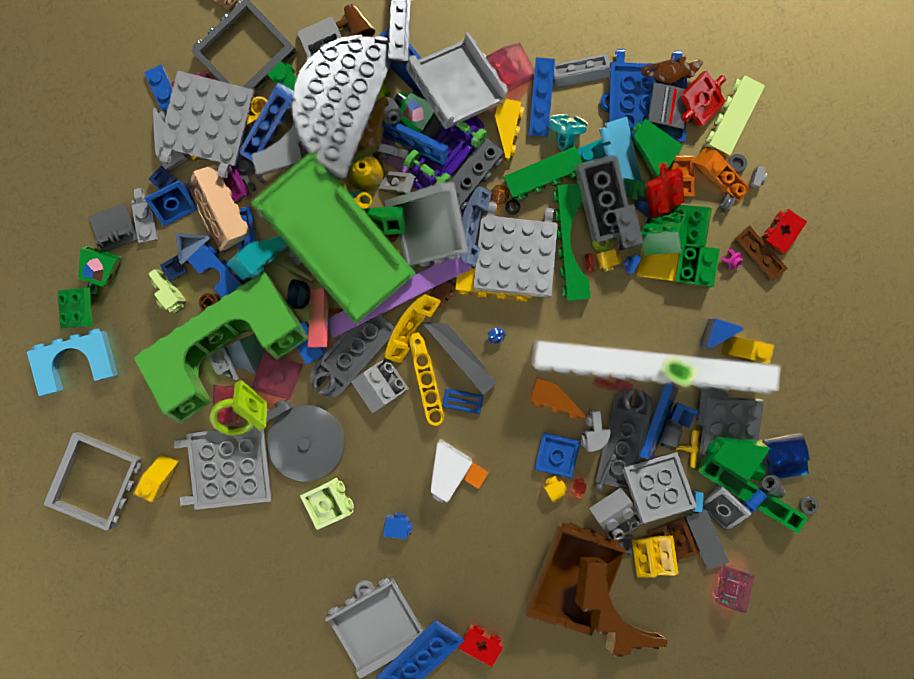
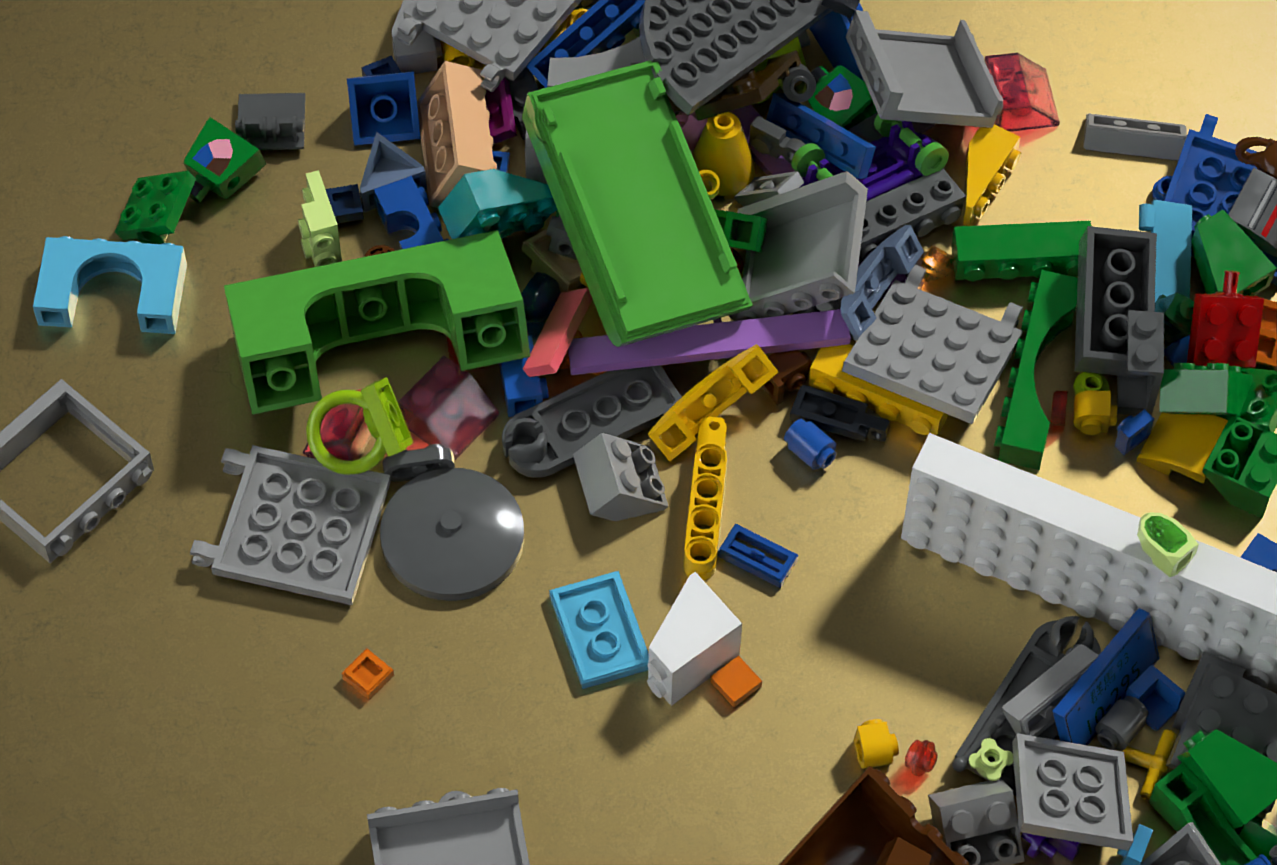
camera: 20 degrees right, 30 degrees down
(143, 218) = (327, 122): light grey hinge -> none
(156, 478) = (167, 495): yellow slope -> none
(222, 363) = (360, 362): light grey slope -> none
(246, 353) = (409, 354): sand blue slope -> none
(294, 534) = (367, 674): none -> orange tile
(327, 503) = (451, 634): yellowish green plate -> none
(397, 526) = (561, 714): blue brick -> none
(399, 470) = (600, 629): none -> medium azure tile
(461, 355) = (781, 480): dark grey wedge -> none
(469, 330) = (810, 444): none -> blue brick
(476, 306) = (839, 414): none -> black hinge
(496, 335) = (855, 467): blue plate -> none
(509, 209) = (947, 293): black hinge -> none
(541, 96) = (1056, 148): blue plate -> none
(551, 395) = (921, 590): orange slope -> none
(557, 455) = (899, 692): blue plate -> none
(567, 129) = (1085, 197): teal tile -> none
(596, 436) = (981, 666): light grey brick -> none
(614, 477) = (987, 769): none -> yellowish green plate
(618, 385) = (1031, 607): clear red slope -> none
(634, 436) = (1032, 708): none -> light grey slope

